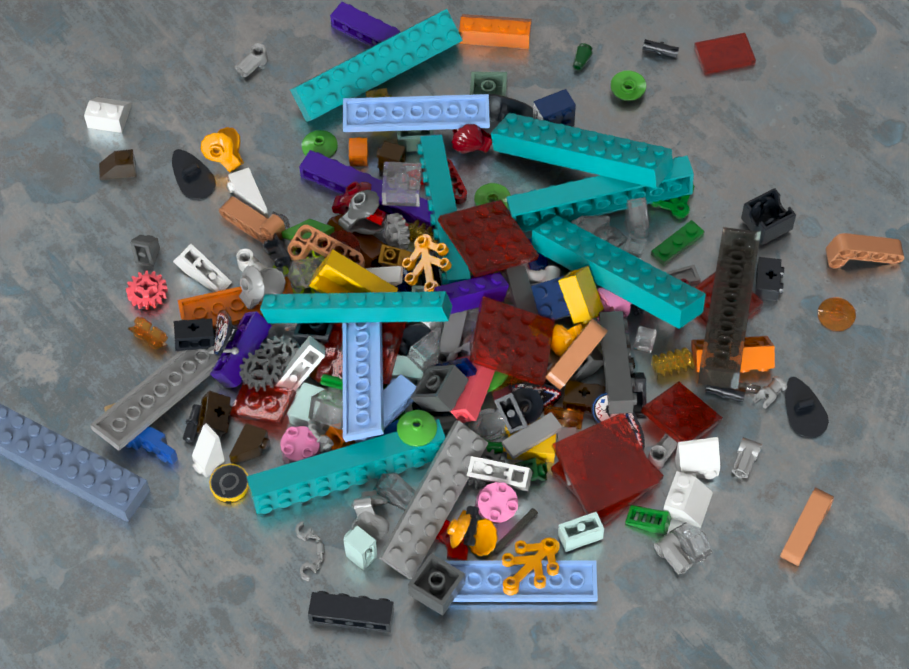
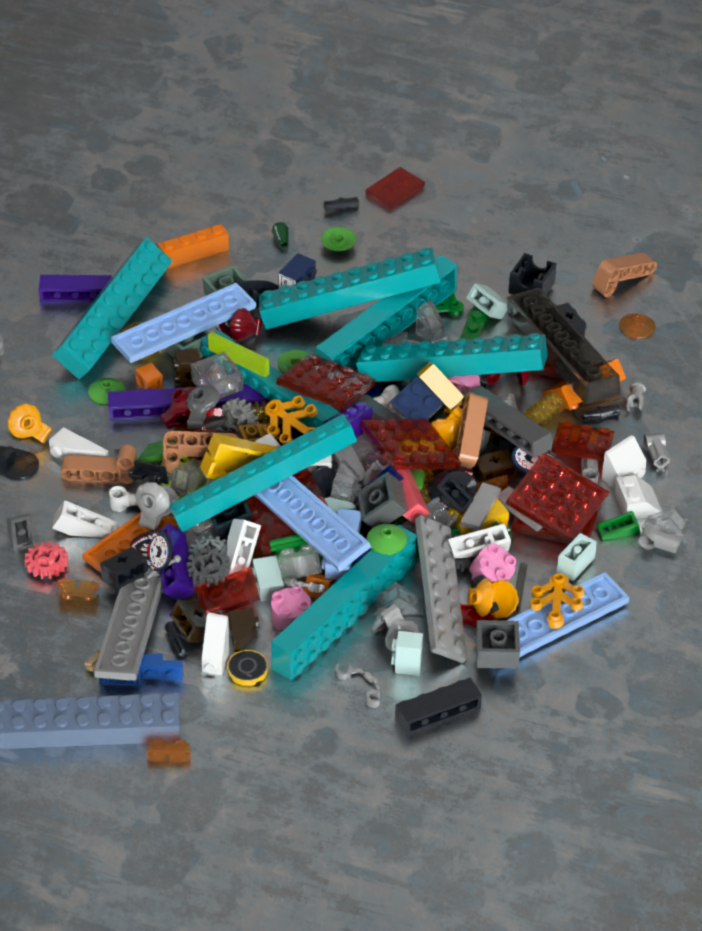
camera: 35 degrees left, 15 degrees down
(102, 523) = (177, 750): none -> clear orange hinge
(431, 172) = (239, 354): none -> lime tile
(710, 219) = (487, 301): none -> light aqua brick
(804, 410) = (671, 400): black shield -> none

